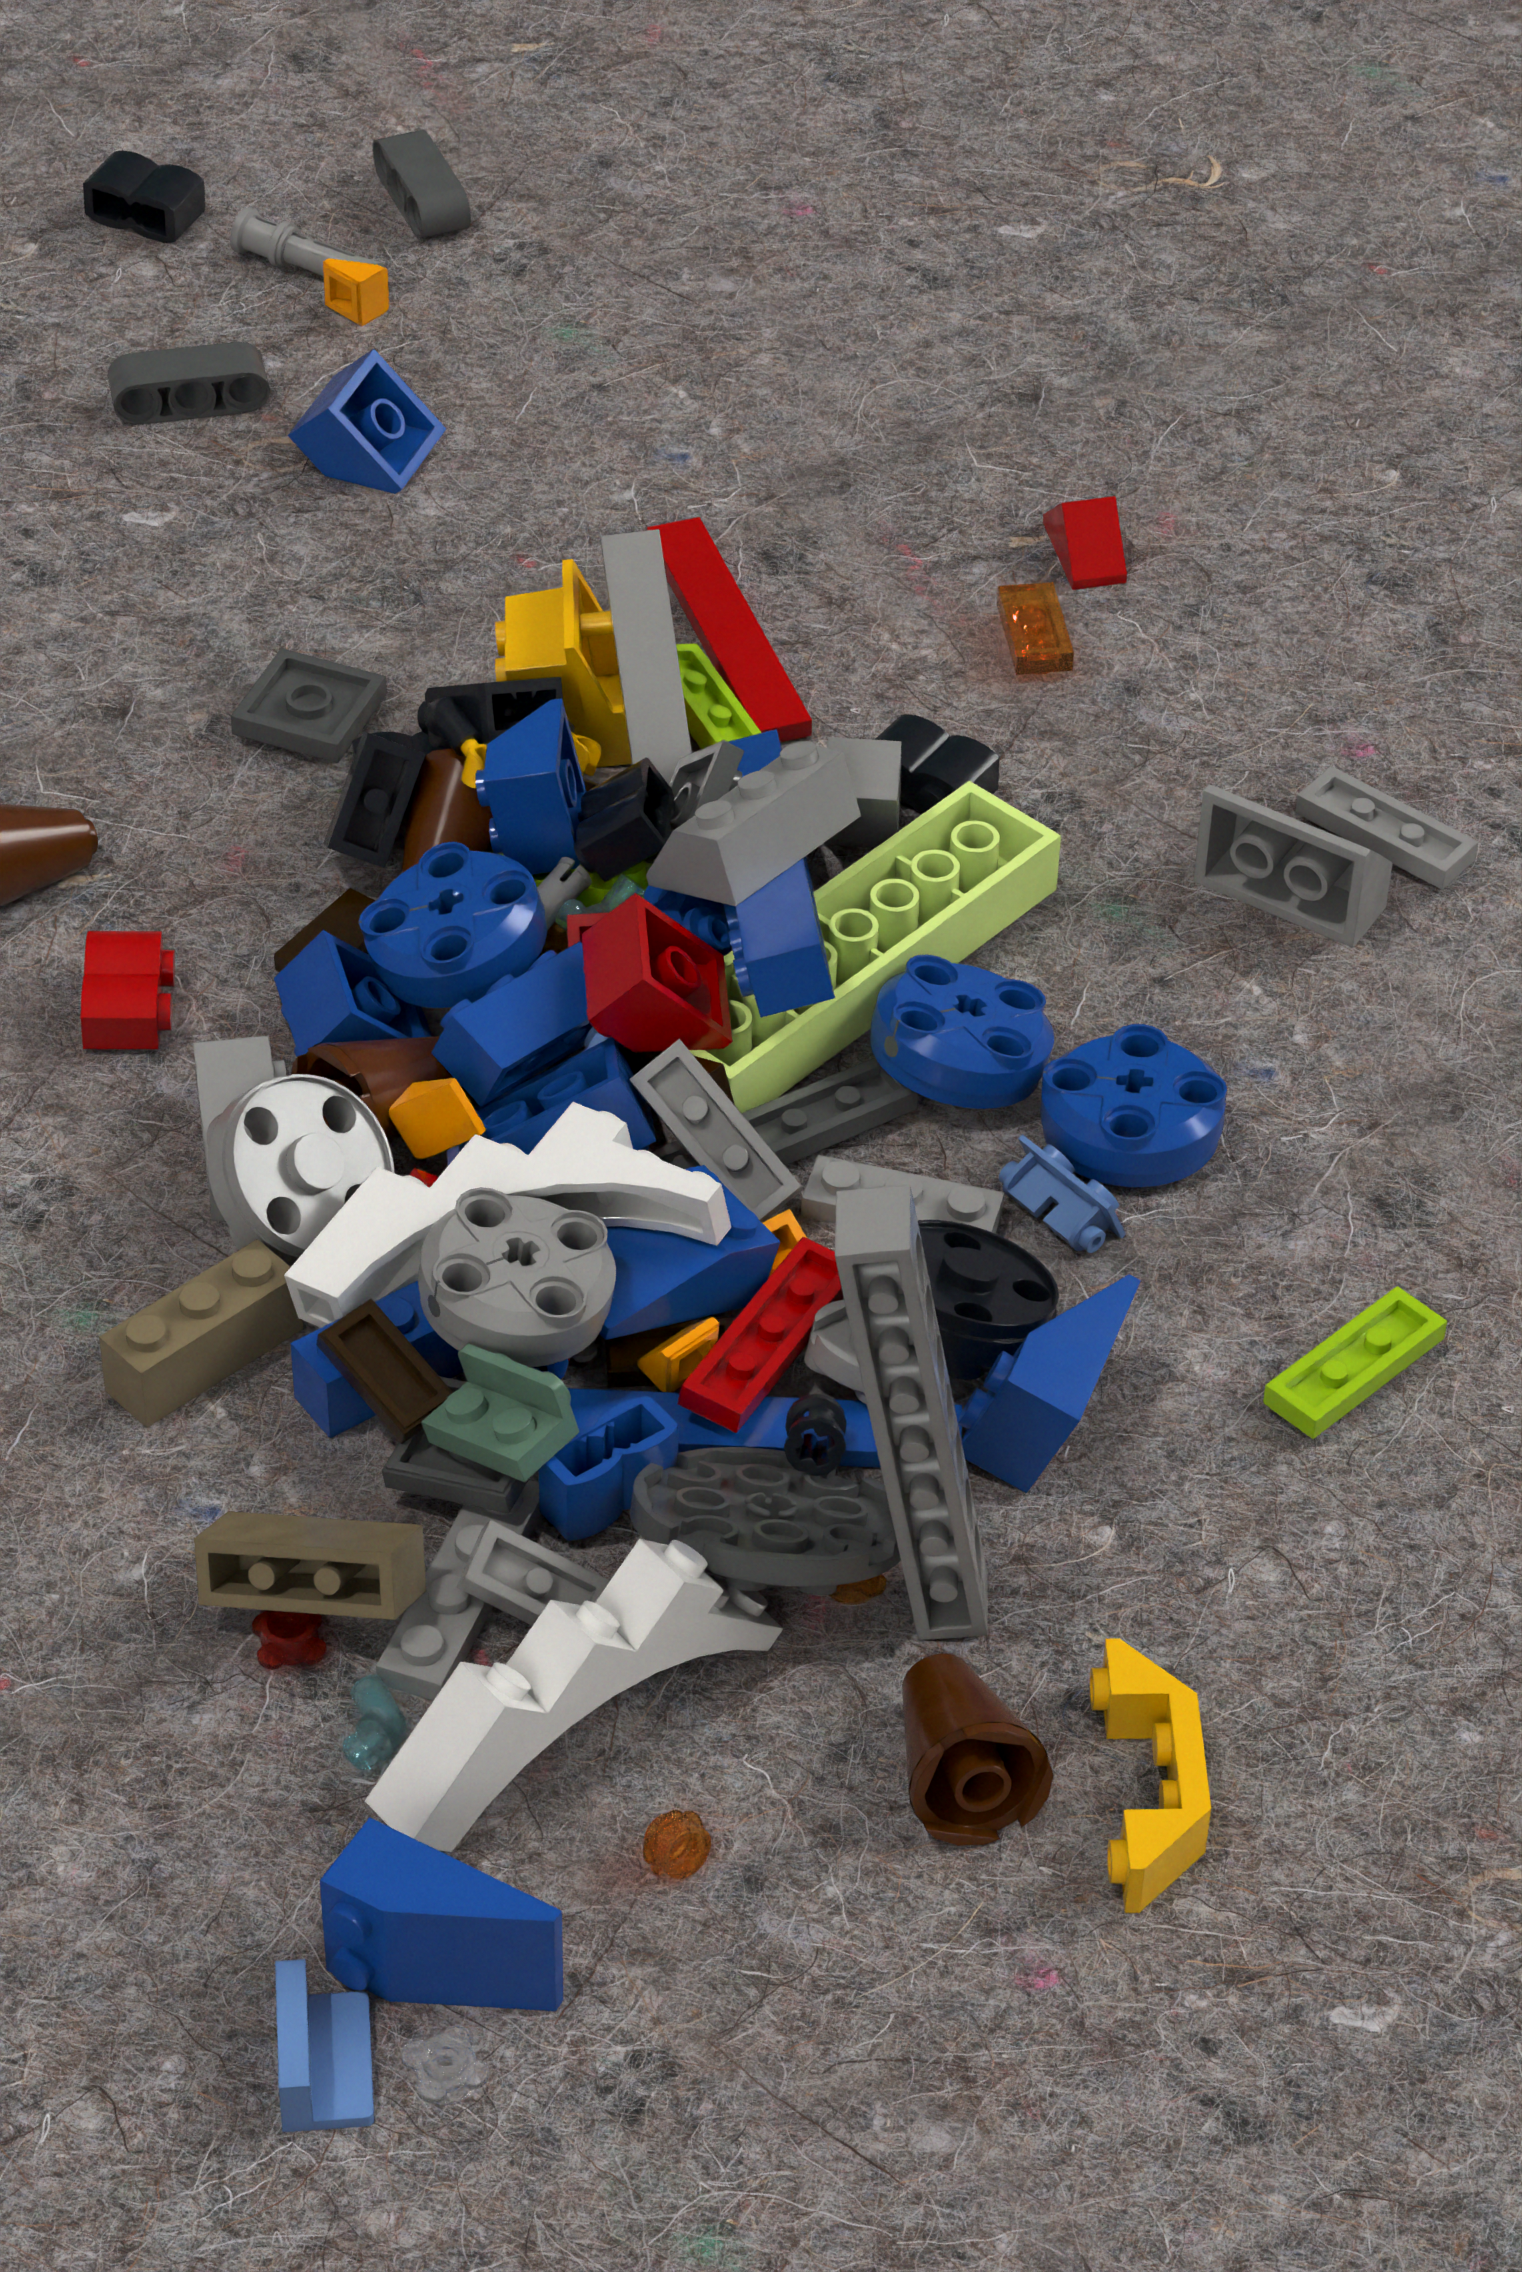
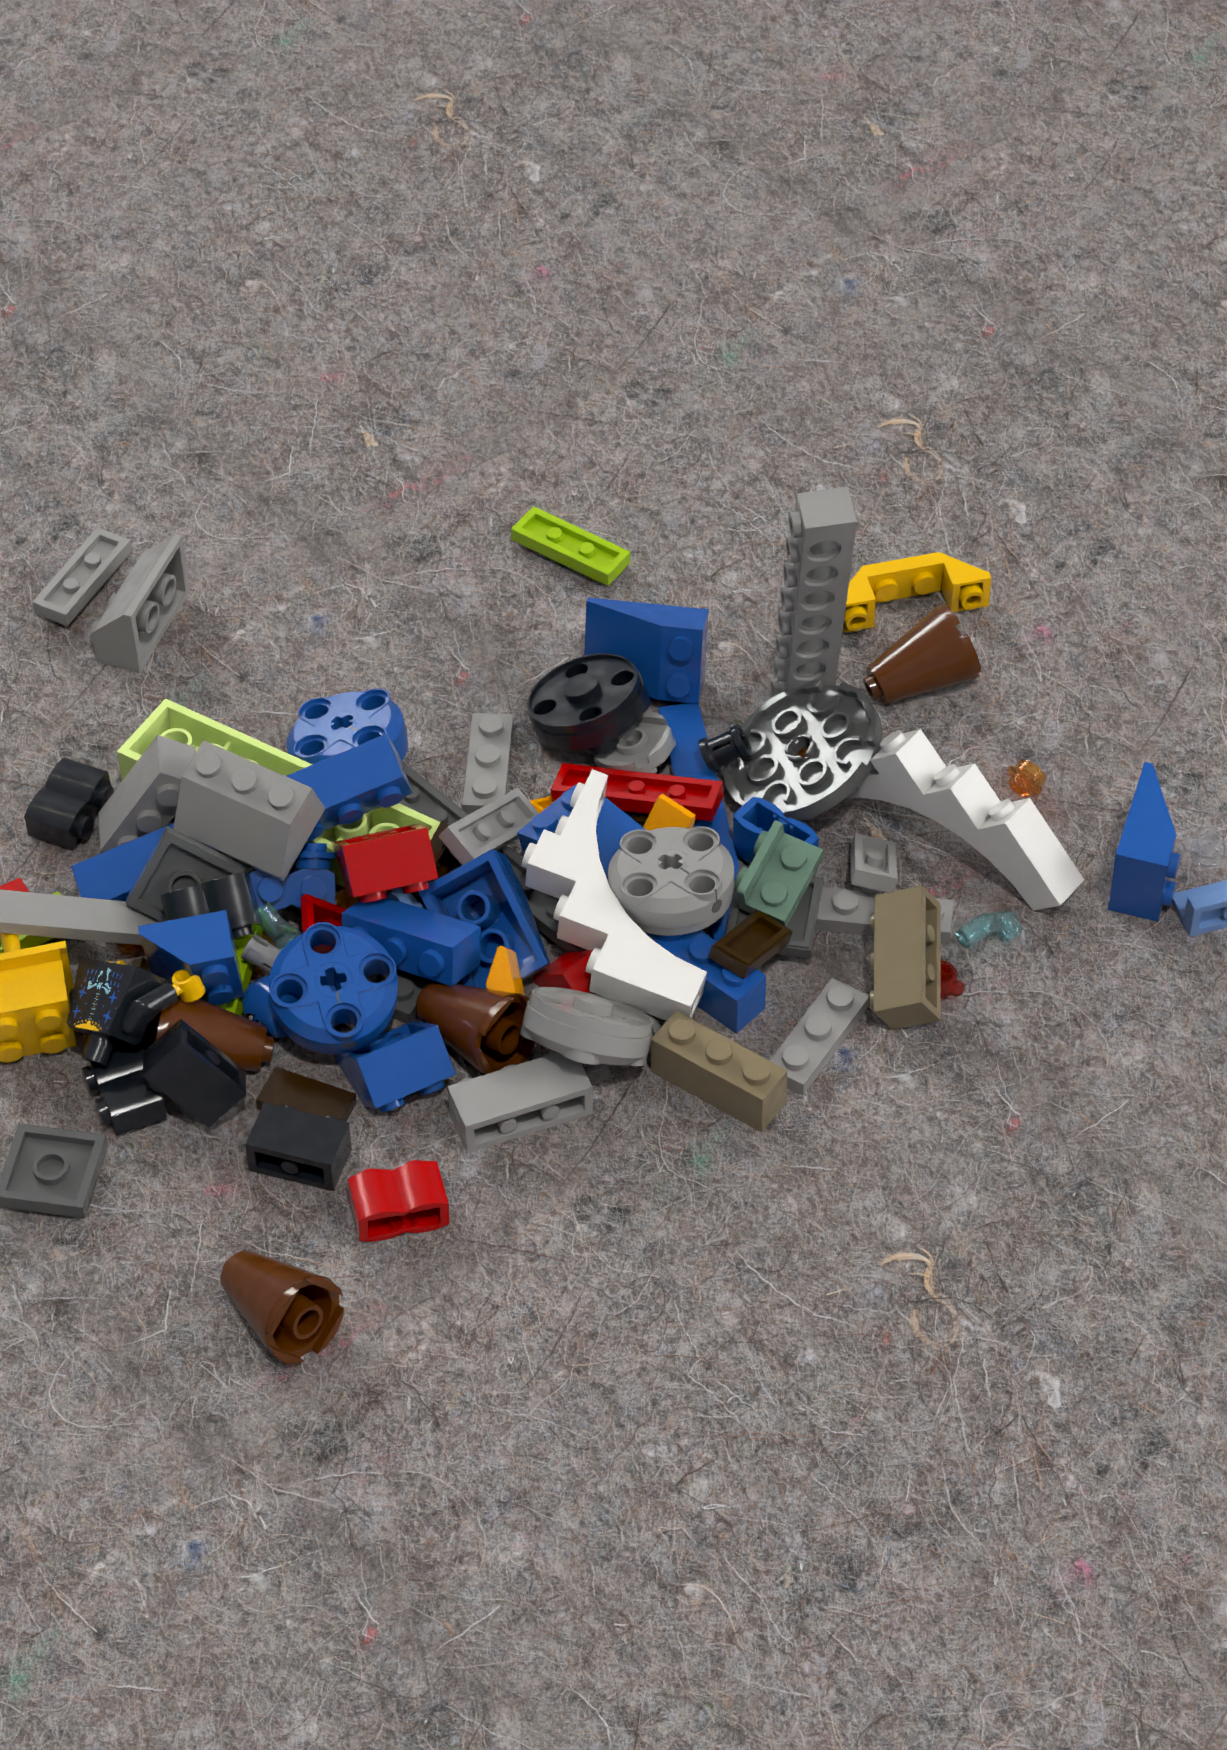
camera: 100 degrees left, 5 degrees up
(236, 1465) = (820, 1033): none -> light grey plate
(251, 912) = (298, 1146): none -> black brick
(1081, 1208) = (457, 696): medium blue hinge -> none
(1133, 1108) = (389, 652): blue piece -> none

